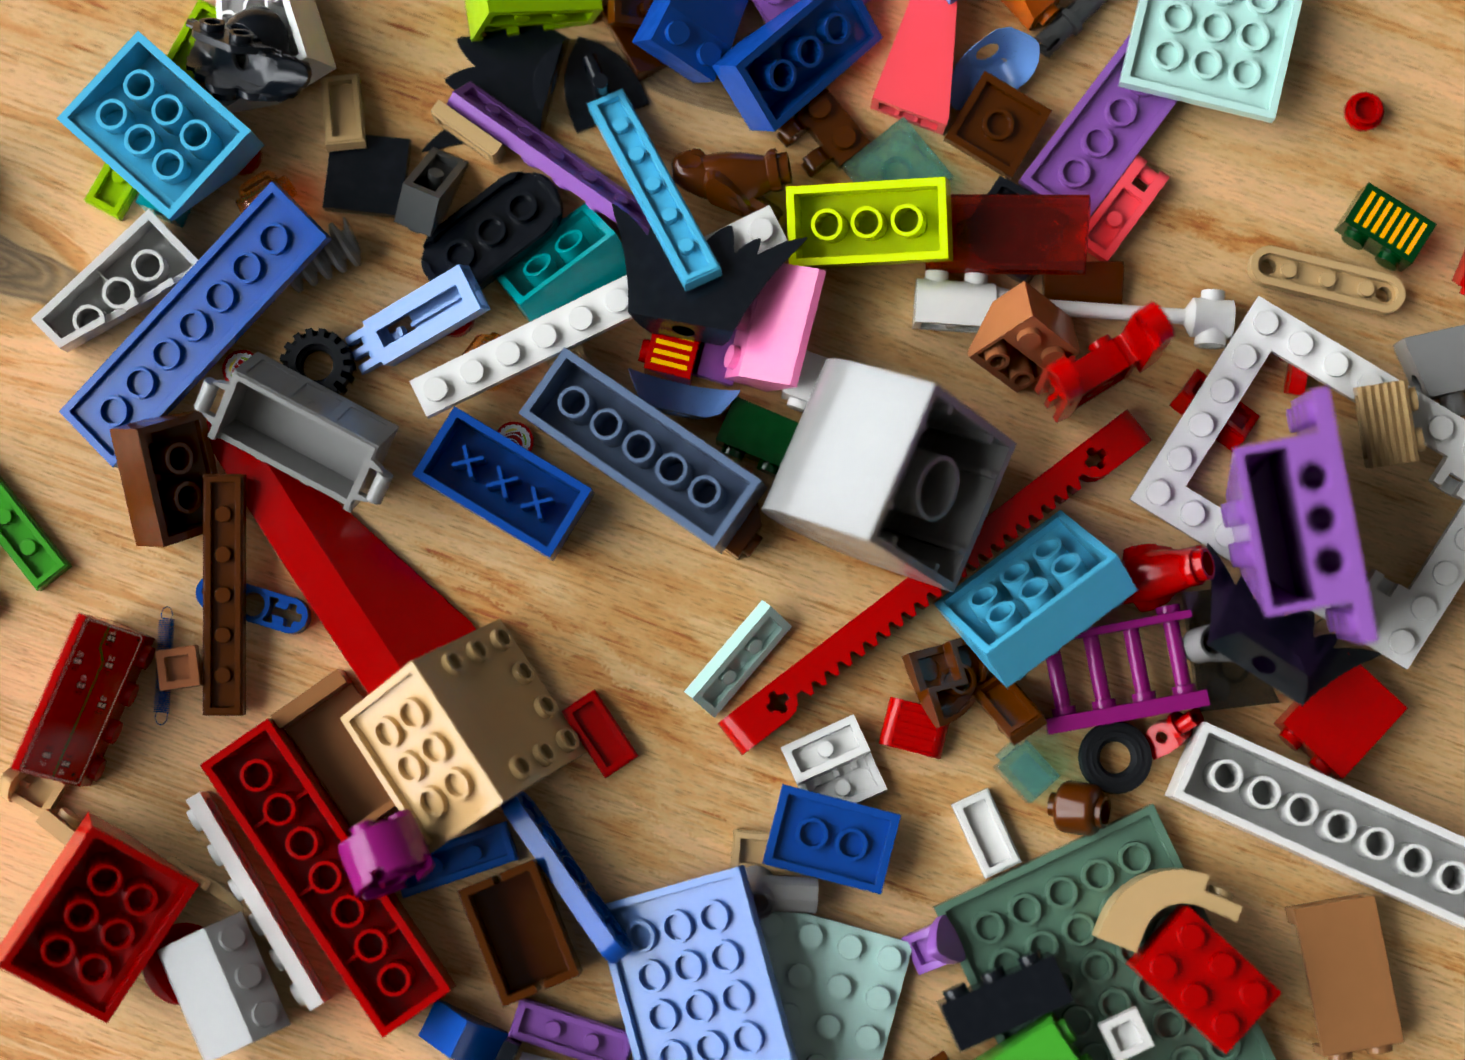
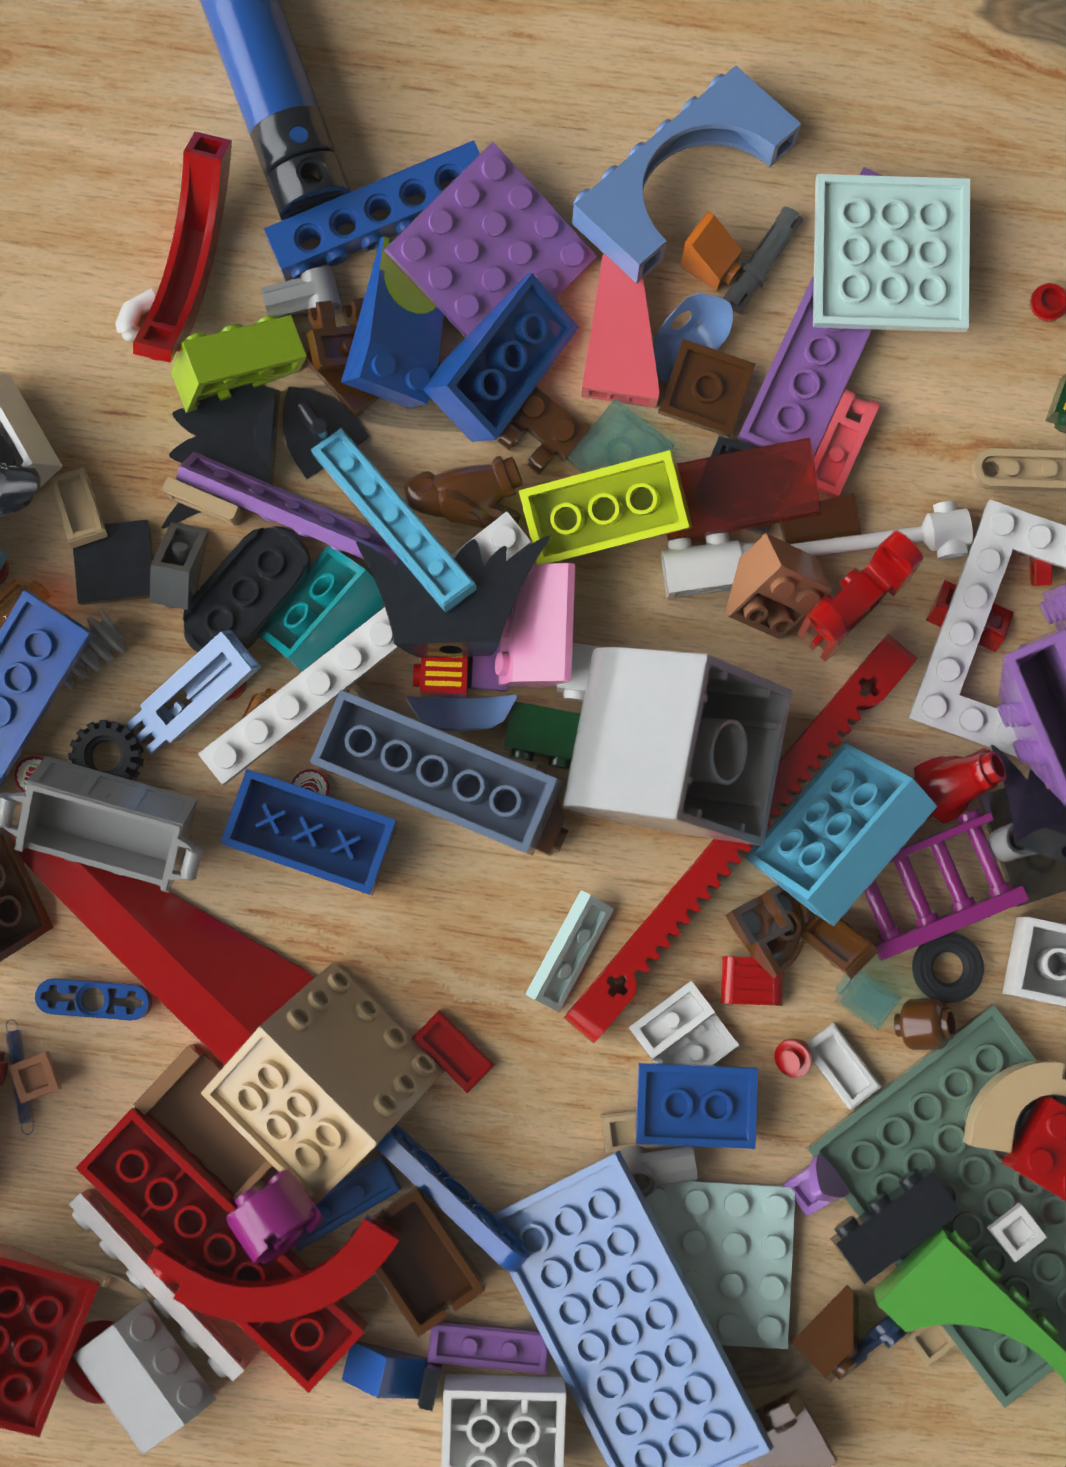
camera: 15 degrees left, 0 degrees up
(224, 594) = (63, 997): reddish brown tile -> none
(376, 937) = (282, 1297): none -> red arch
(939, 813) = (793, 1057): none -> plate
(1177, 728) = (1001, 927): red piece -> none

